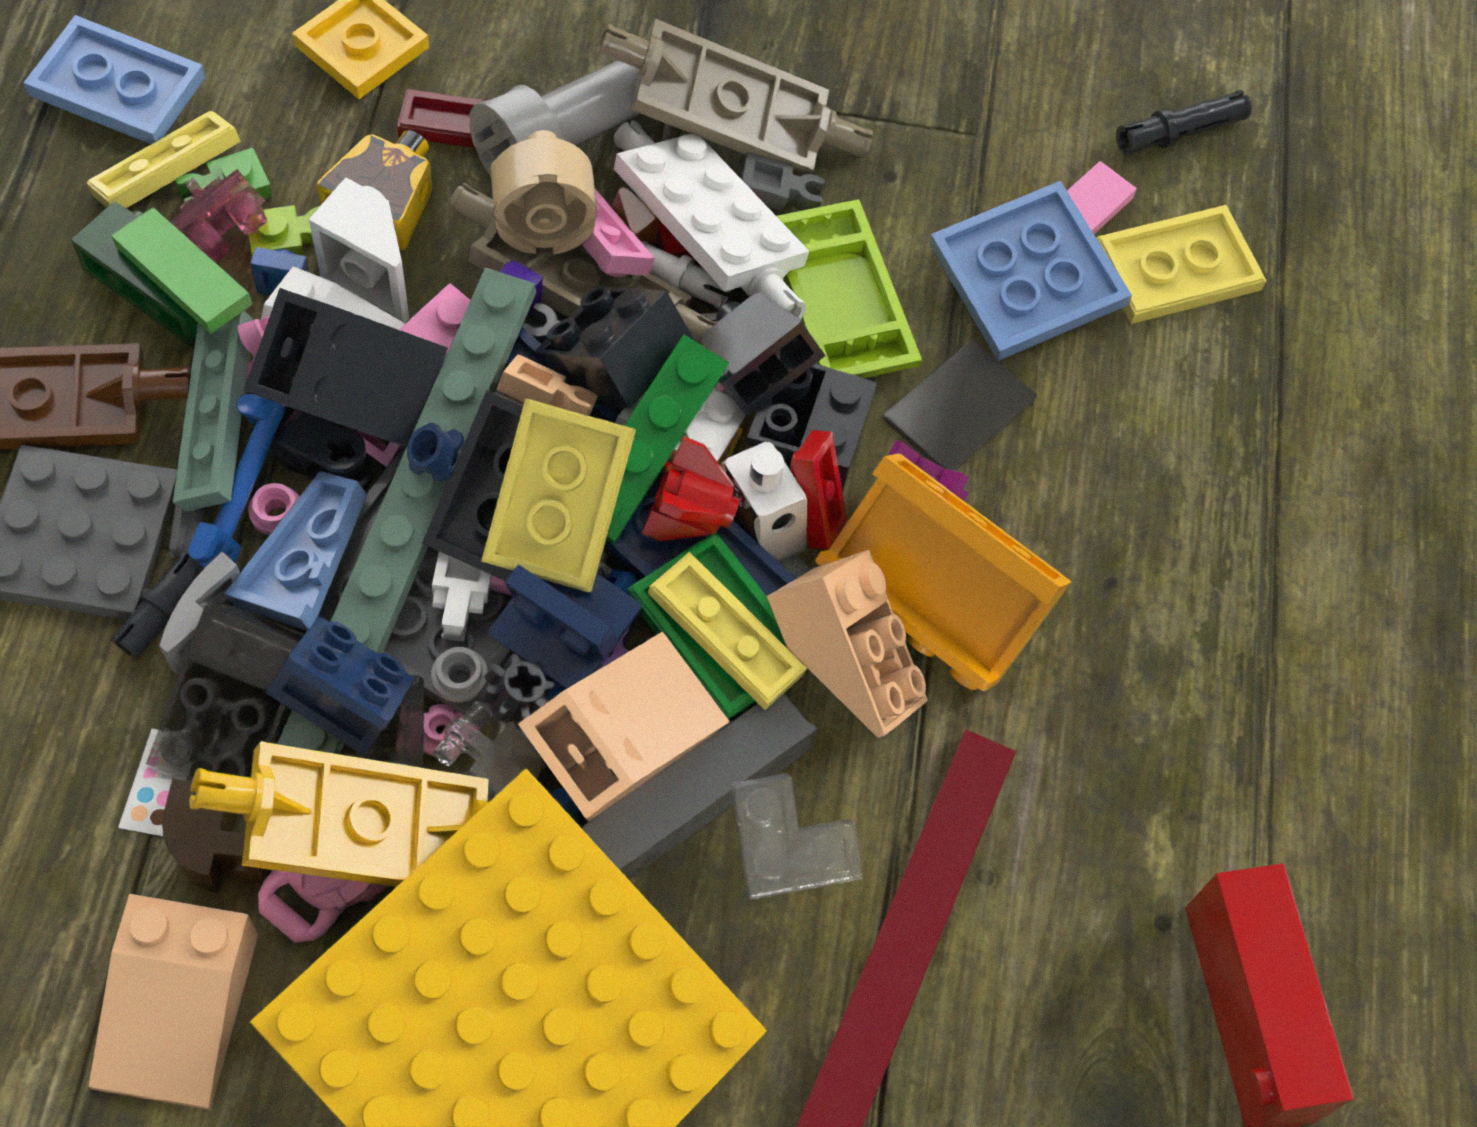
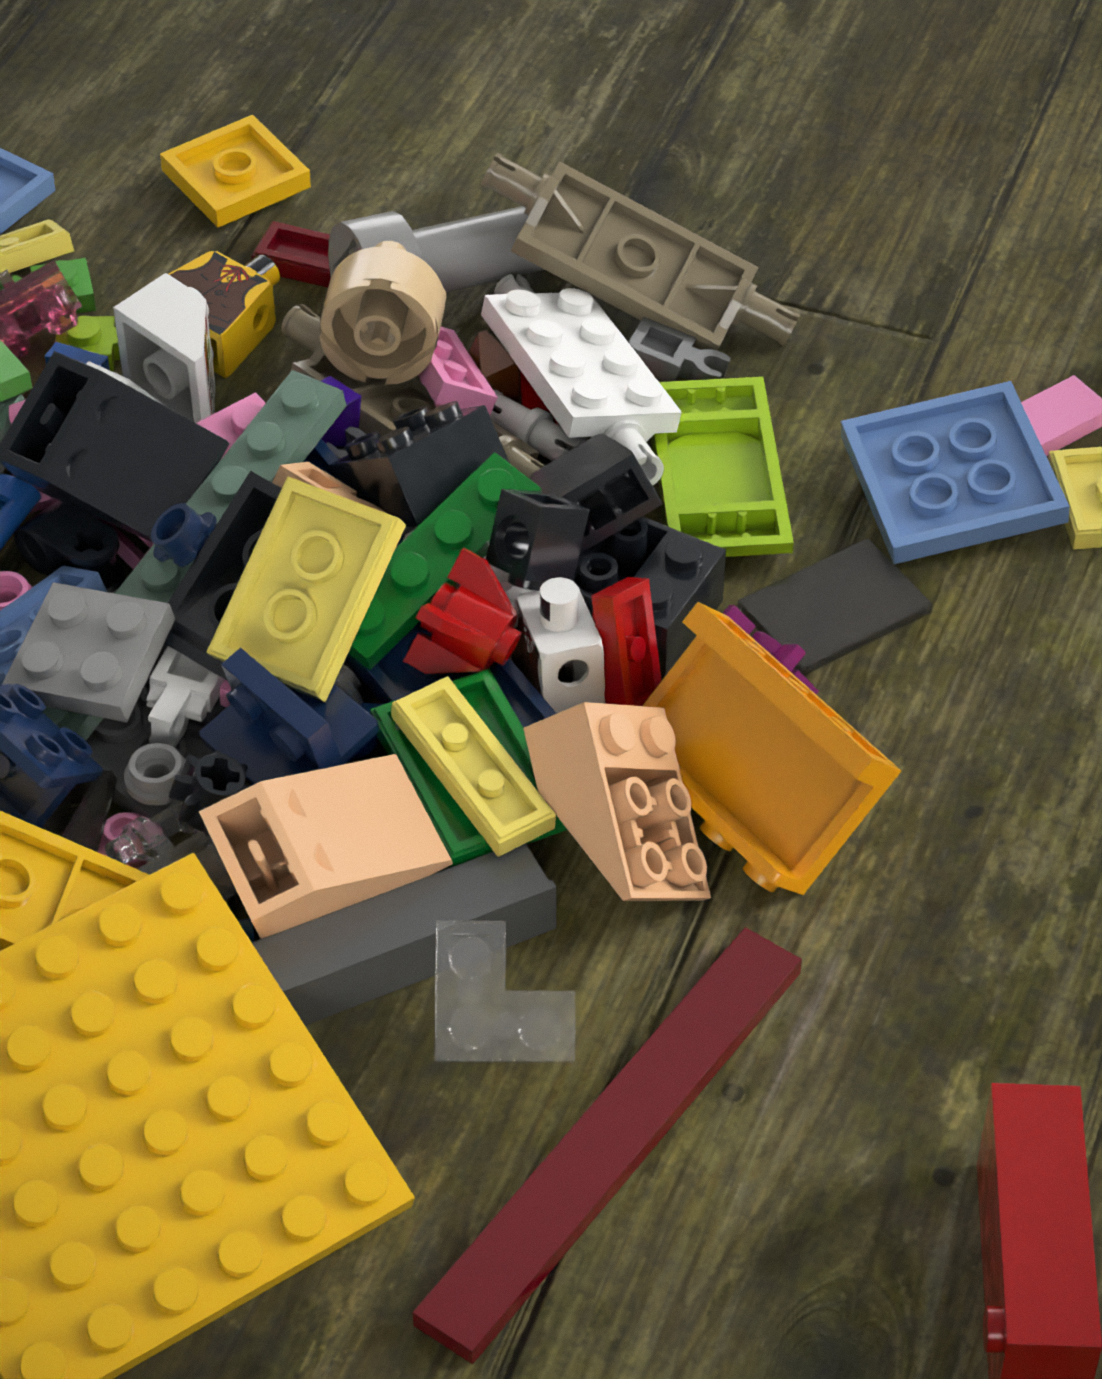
camera: 20 degrees right, 15 degrees down
(377, 572) = (91, 650): none -> light grey plate
(734, 409) = (536, 537): none -> black brick

